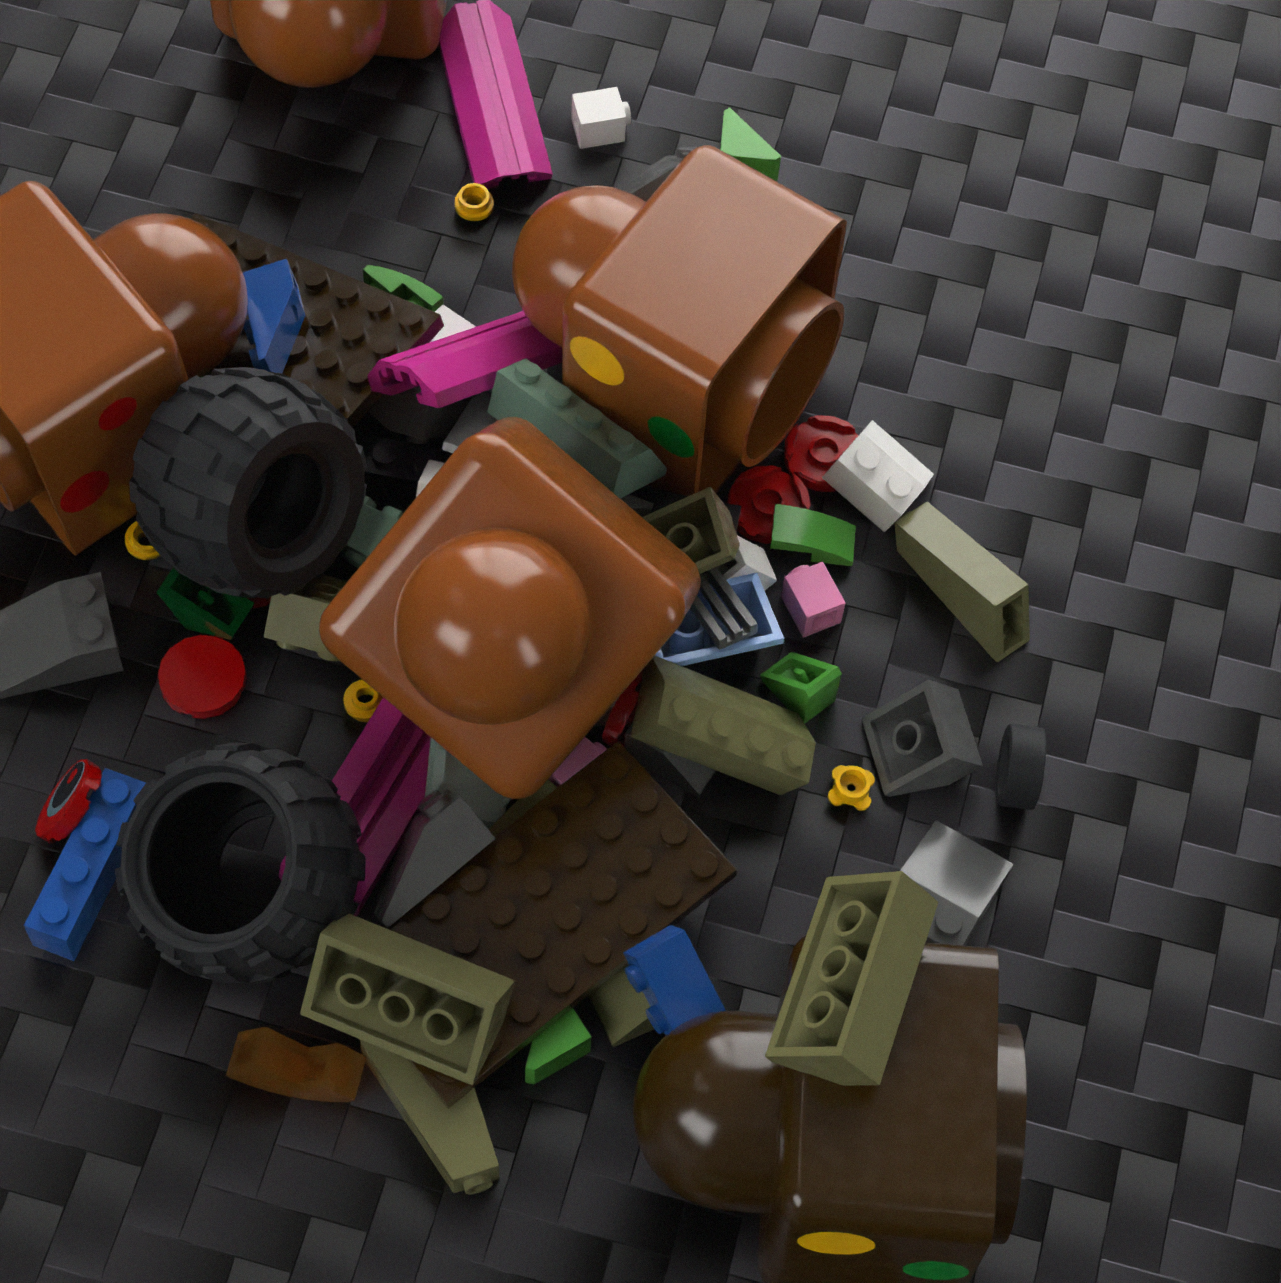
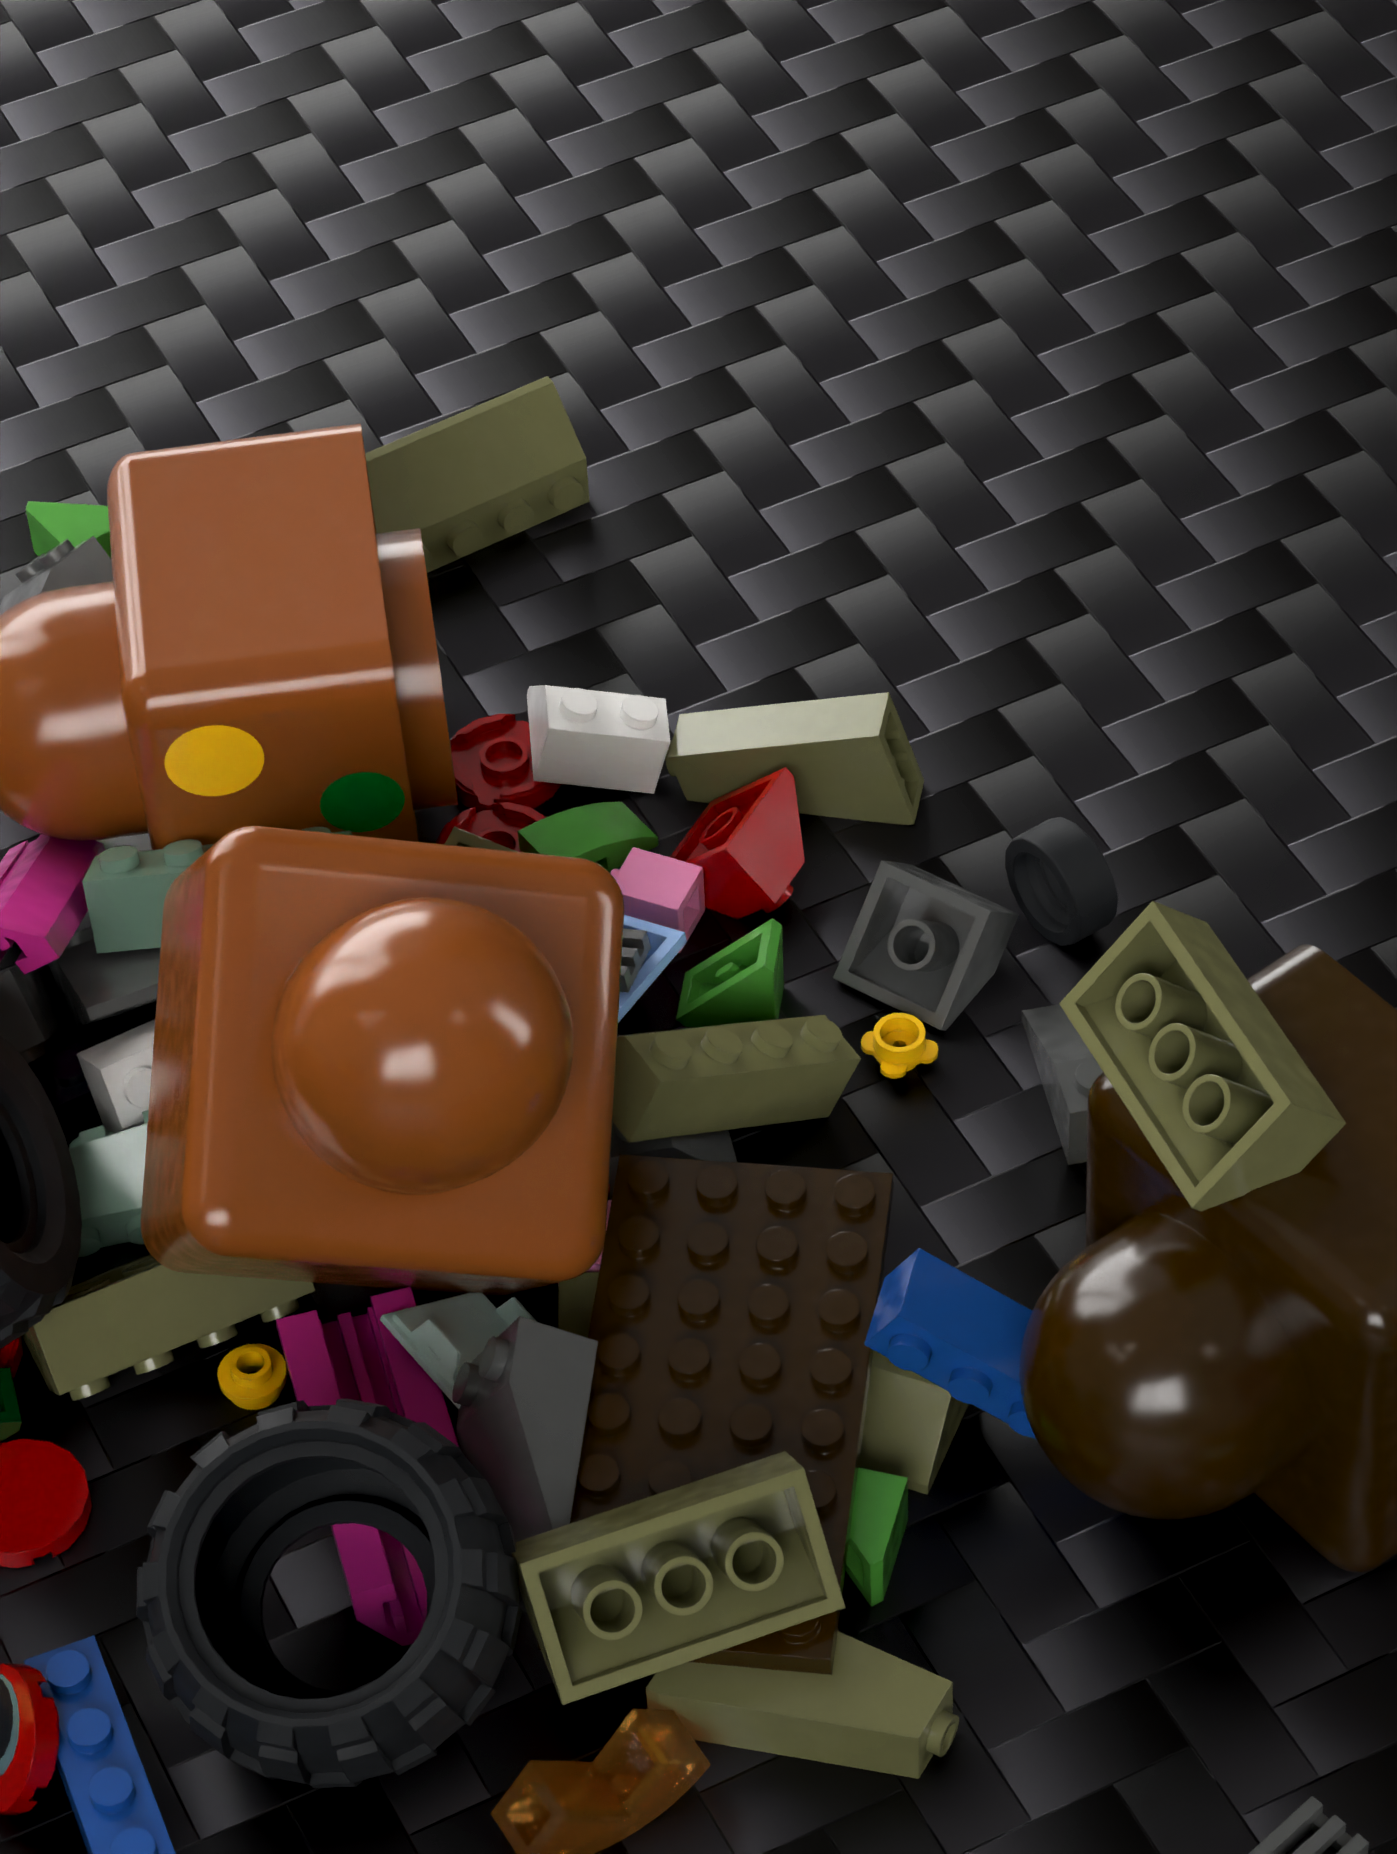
camera: 35 degrees left, 15 degrees down
(885, 606) = (748, 846): none -> red slope
(960, 270) = (481, 474): none -> olive slope

